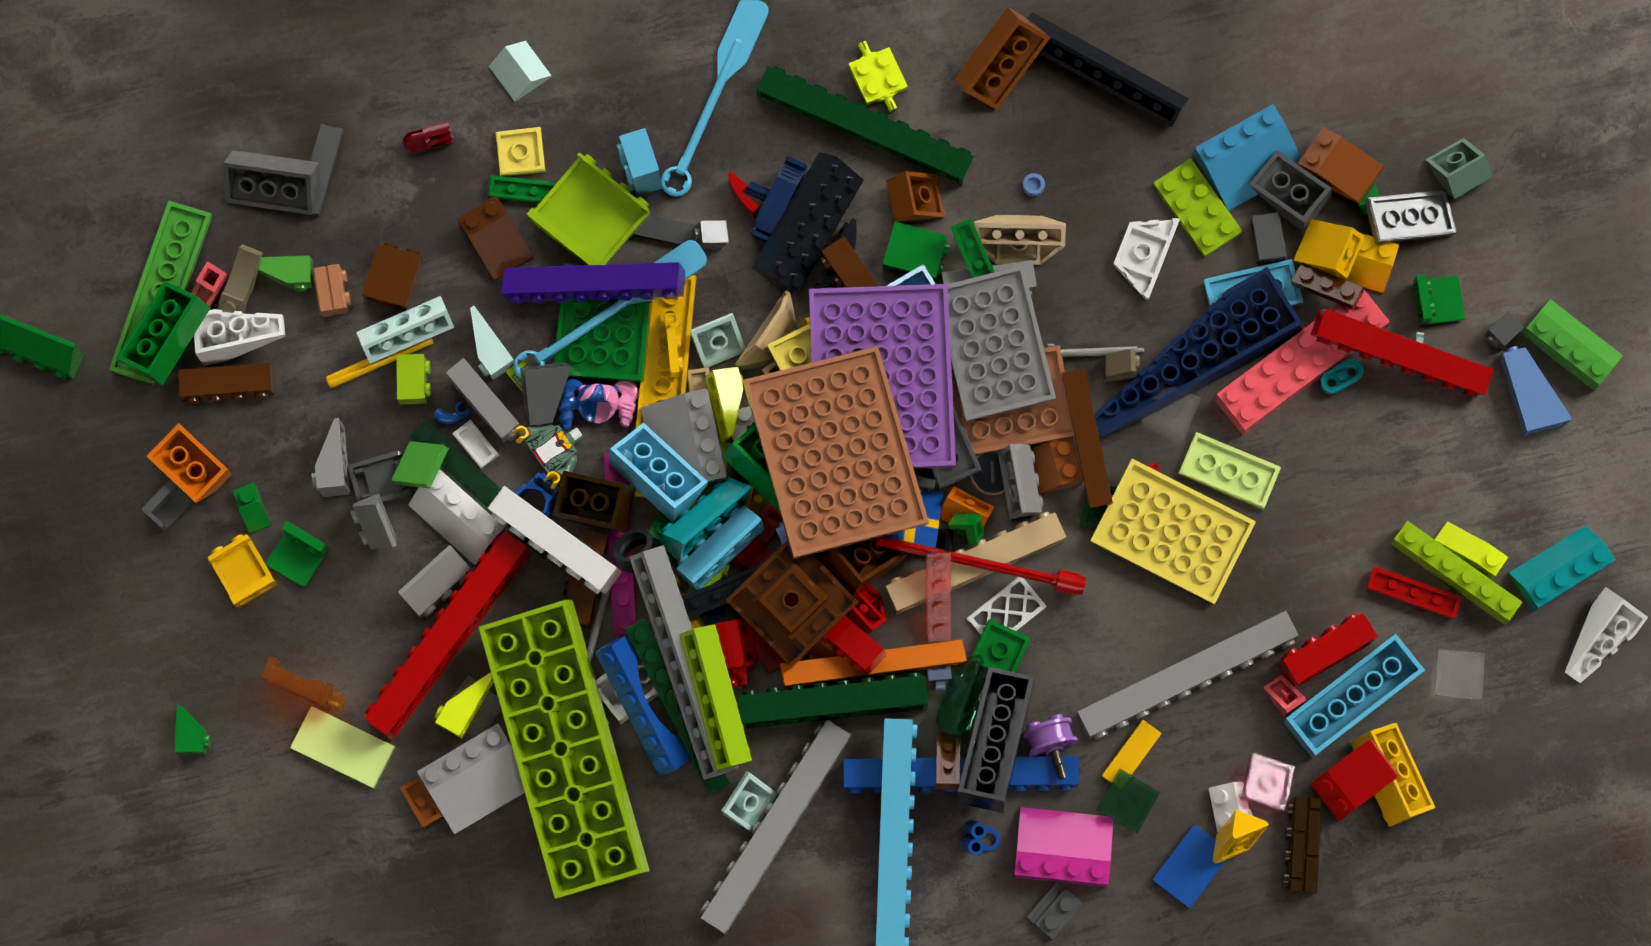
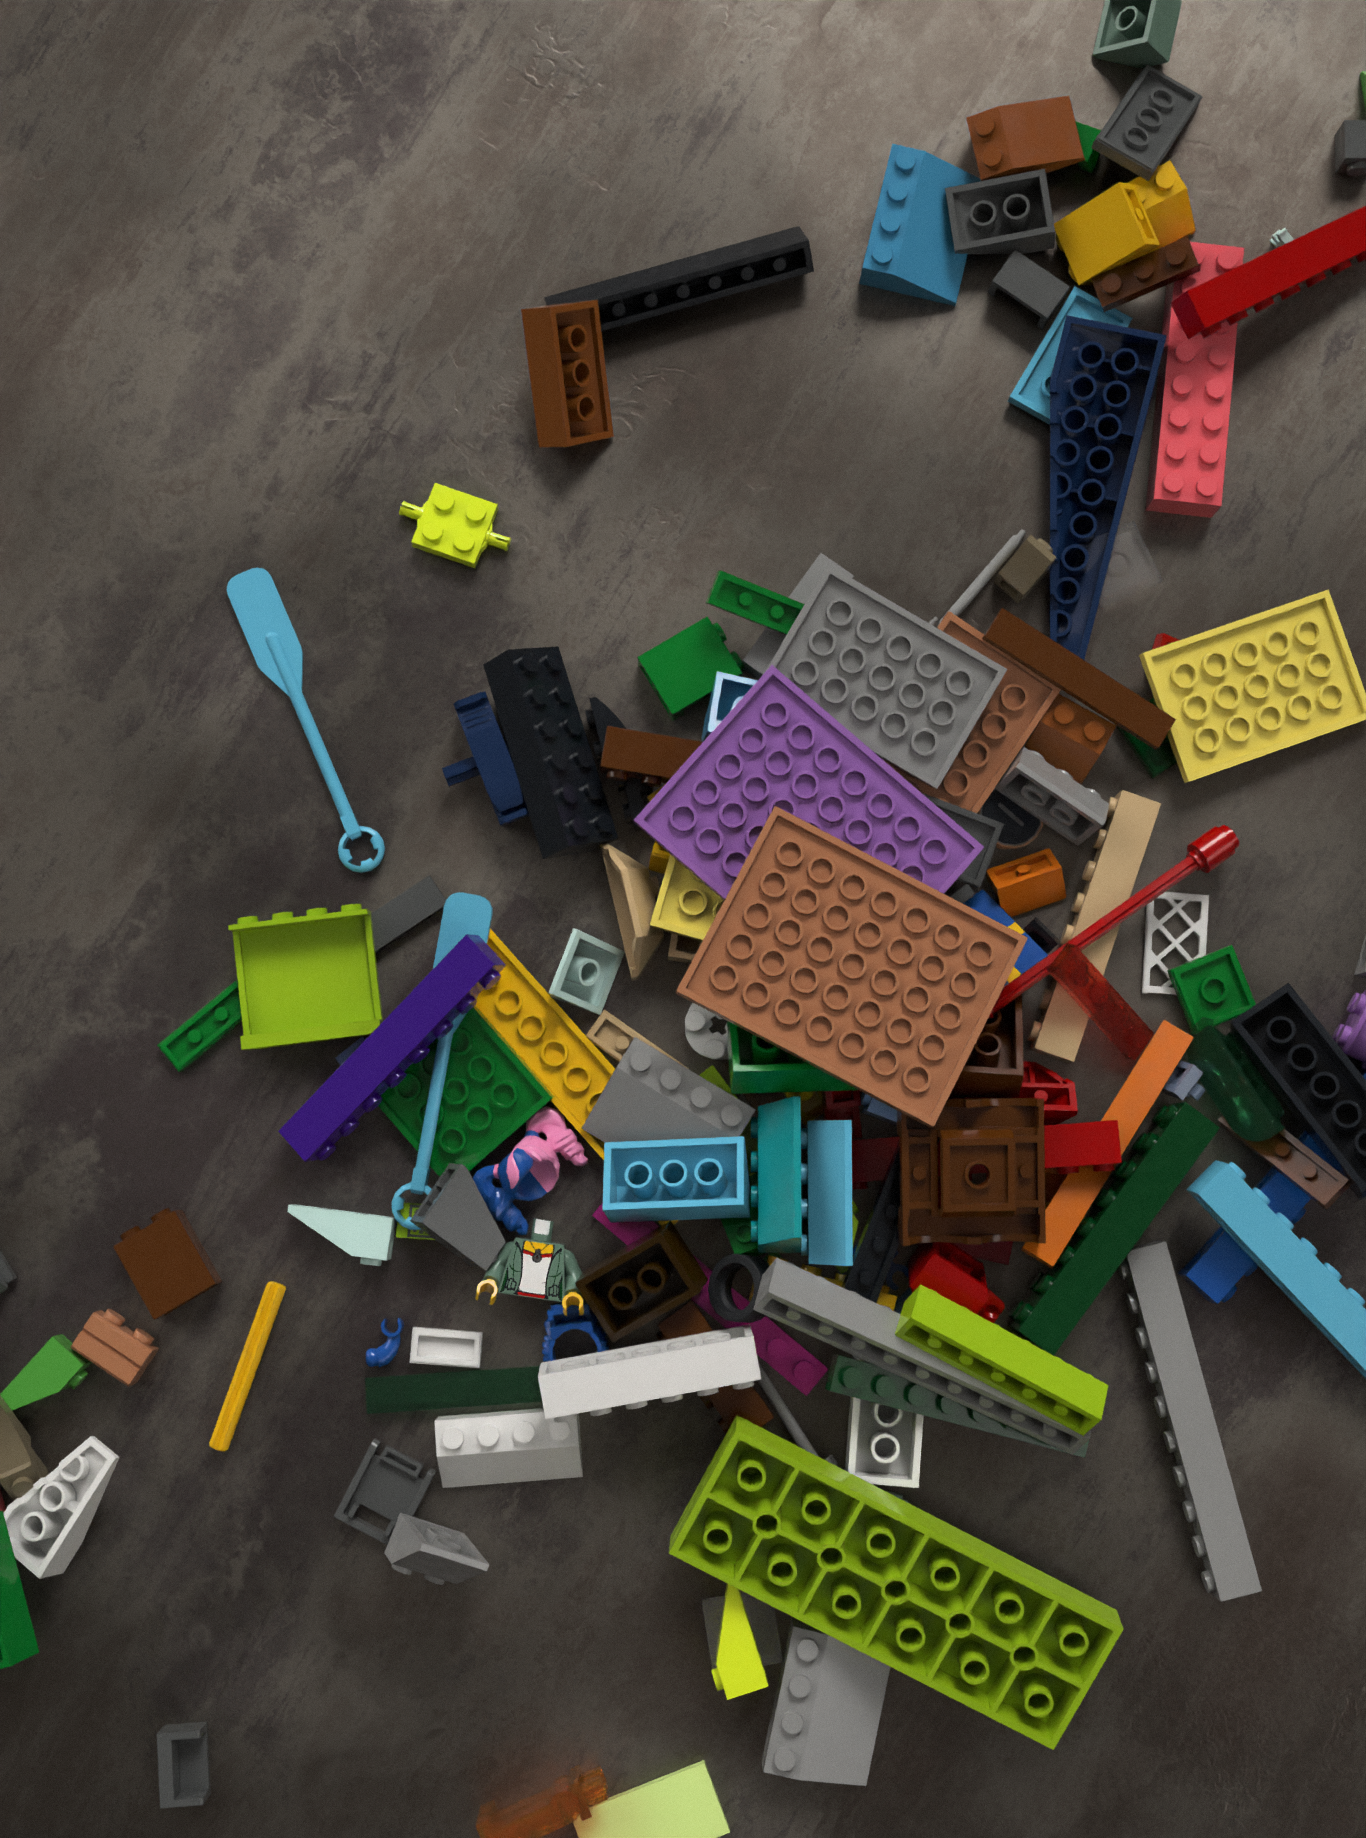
camera: 50 degrees left, 5 degrees up
(189, 464) = (160, 1702): orange slope -> none
(226, 382) = (105, 1567): reddish brown brick -> none
(241, 570) = (340, 1750): yellow panel -> none
(251, 508) = (278, 1670): green slope -> none
(297, 555) = (382, 1670): green bracket -> none
(331, 468) = (320, 1539): light grey slope -> none
(405, 329) = (241, 1307): light aqua brick -> none
(412, 379) = (305, 1350): lime brick -> none
(419, 464) = (413, 1437): bright green tile -> none
(421, 802) = (797, 1795): dark orange plate -> none
(428, 137) = (46, 1074): dark red arm -> none
(435, 583) = (565, 1544): light grey slope -> none
(447, 635) = (640, 1598): red brick -> none
(483, 400) = (407, 1295): light grey slope -> none
(494, 237) = (232, 1107): reddish brown slope -> none
(519, 70) = (68, 901): light aqua slope -> none
(520, 152) = (162, 987): light yellow tile -> none
(621, 668) = (863, 1432): blue arch -> none
(639, 162) = (304, 869): medium azure brick -> none
(673, 342) = (544, 1025): yellow hinge -> none
(710, 234) = (458, 868): brick -> none
(725, 393) = (657, 1022): neon yellow slope -> none
(739, 190) = (437, 790): red slope -> none
(748, 801) = (1133, 1423): light aqua slope -> none
(865, 125) = (496, 589): dark green brick -> none
(915, 197) = (629, 612): dark orange slope -> none
(968, 525) = (1047, 894): green panel -> none
(1021, 238) = (785, 539): tan wedge -> none
(1033, 185) = (733, 476): medium blue tile -> none
(1144, 252) = (920, 430): white wing -> none
(1197, 207) = (923, 331): lime plate -> none
(1229, 470) = (1239, 566): yellowish green tile -> none
(1340, 376) = (1250, 358): teal plate -> none
(1438, 299) = (1257, 181): green bracket -> none

